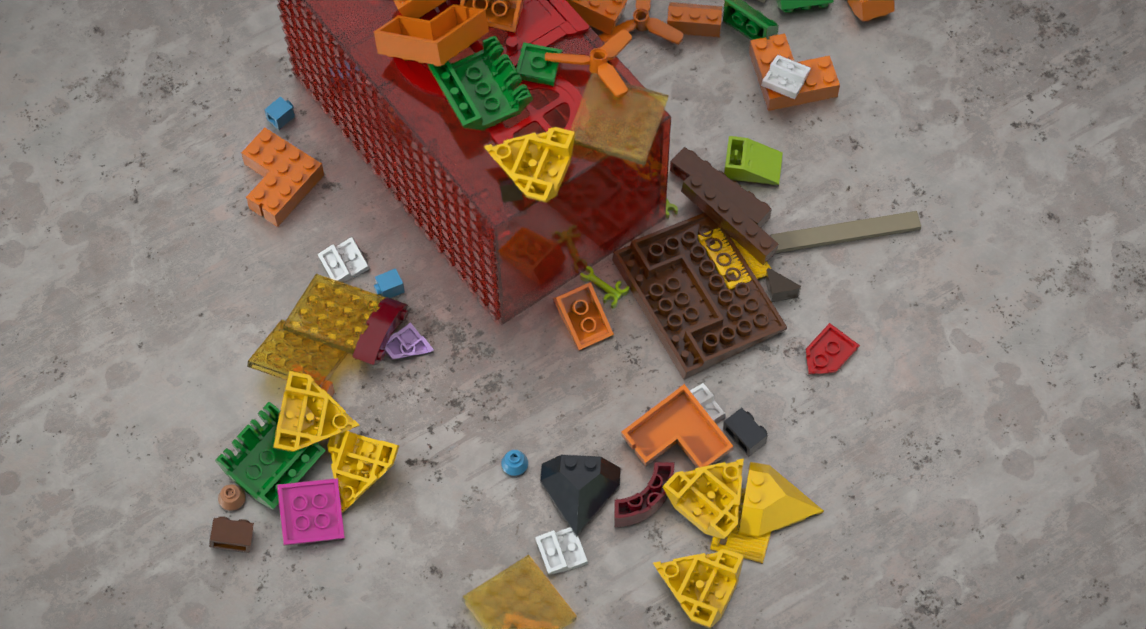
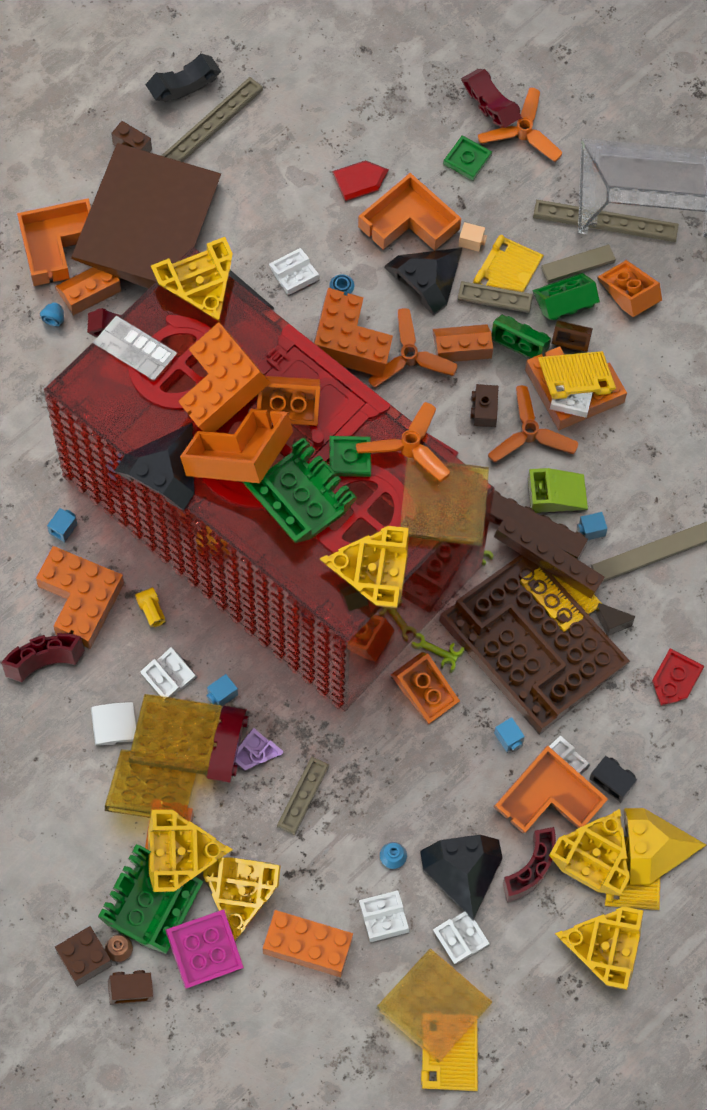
camera: 15 degrees left, 5 degrees up
(195, 497) = (83, 956): none -> reddish brown brick
(229, 220) = (42, 652): none -> dark red brick
(279, 294) = (113, 723): none -> white slope
(341, 194) = (149, 604): none -> yellow piece
(357, 47) = (161, 468): none -> black wedge
(411, 527) = (307, 943): none -> orange brick
(442, 393) = (303, 795): none -> dark tan tile
(491, 517) = (384, 916): none -> white slope
(653, 373) = (509, 735): none -> dark azure brick
(702, 75) = (485, 405): none -> reddish brown brick
(740, 97) = (543, 436): none -> orange piece
(779, 199) = (592, 526): none -> dark azure brick
(794, 58) = (577, 374): none -> yellow window
(799, 27) = (572, 336): none -> reddish brown brick

